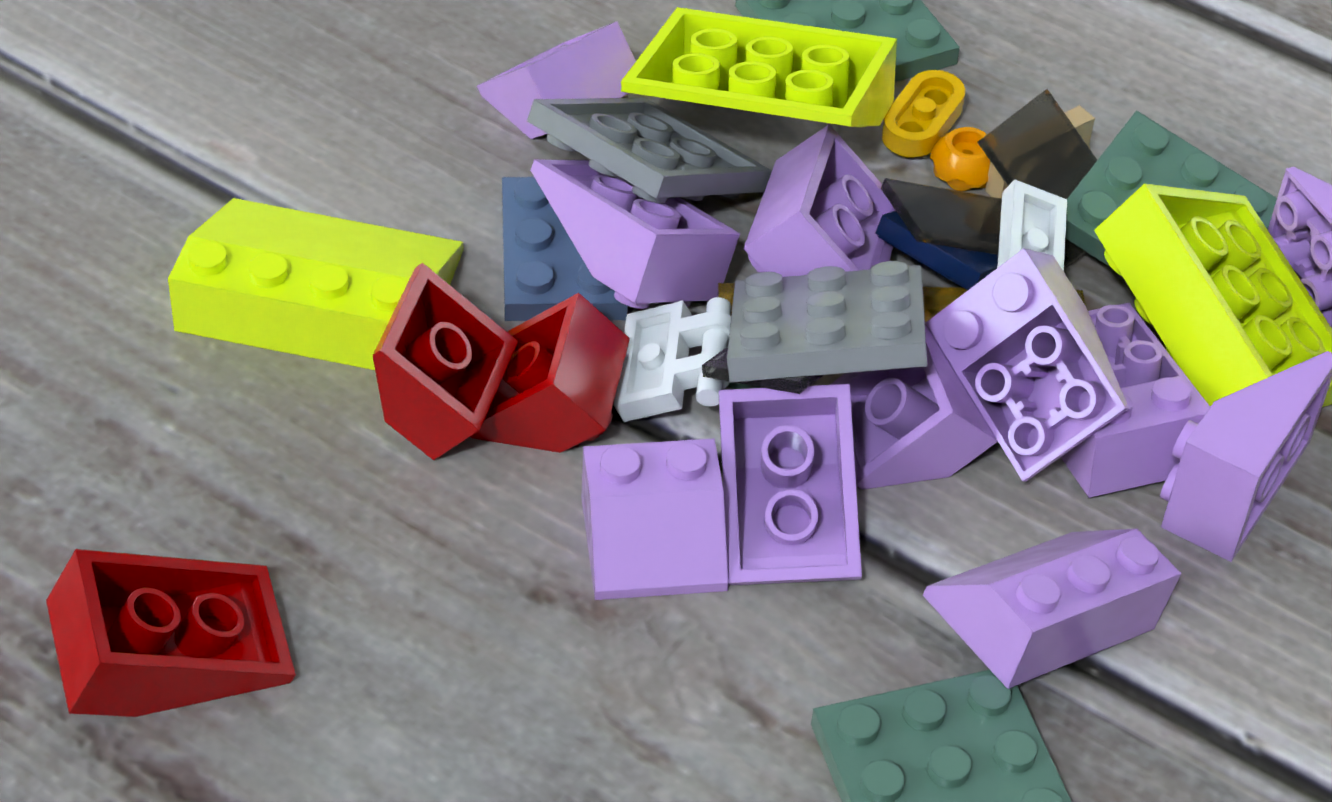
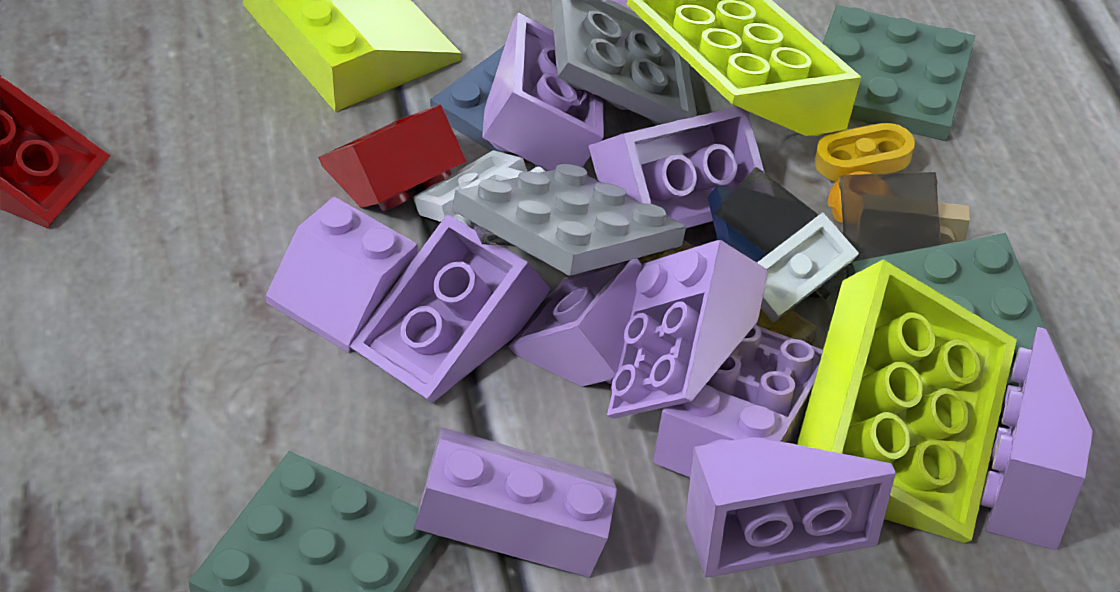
camera: 45 degrees right, 0 degrees up
(439, 364) = (318, 92): red slope -> none

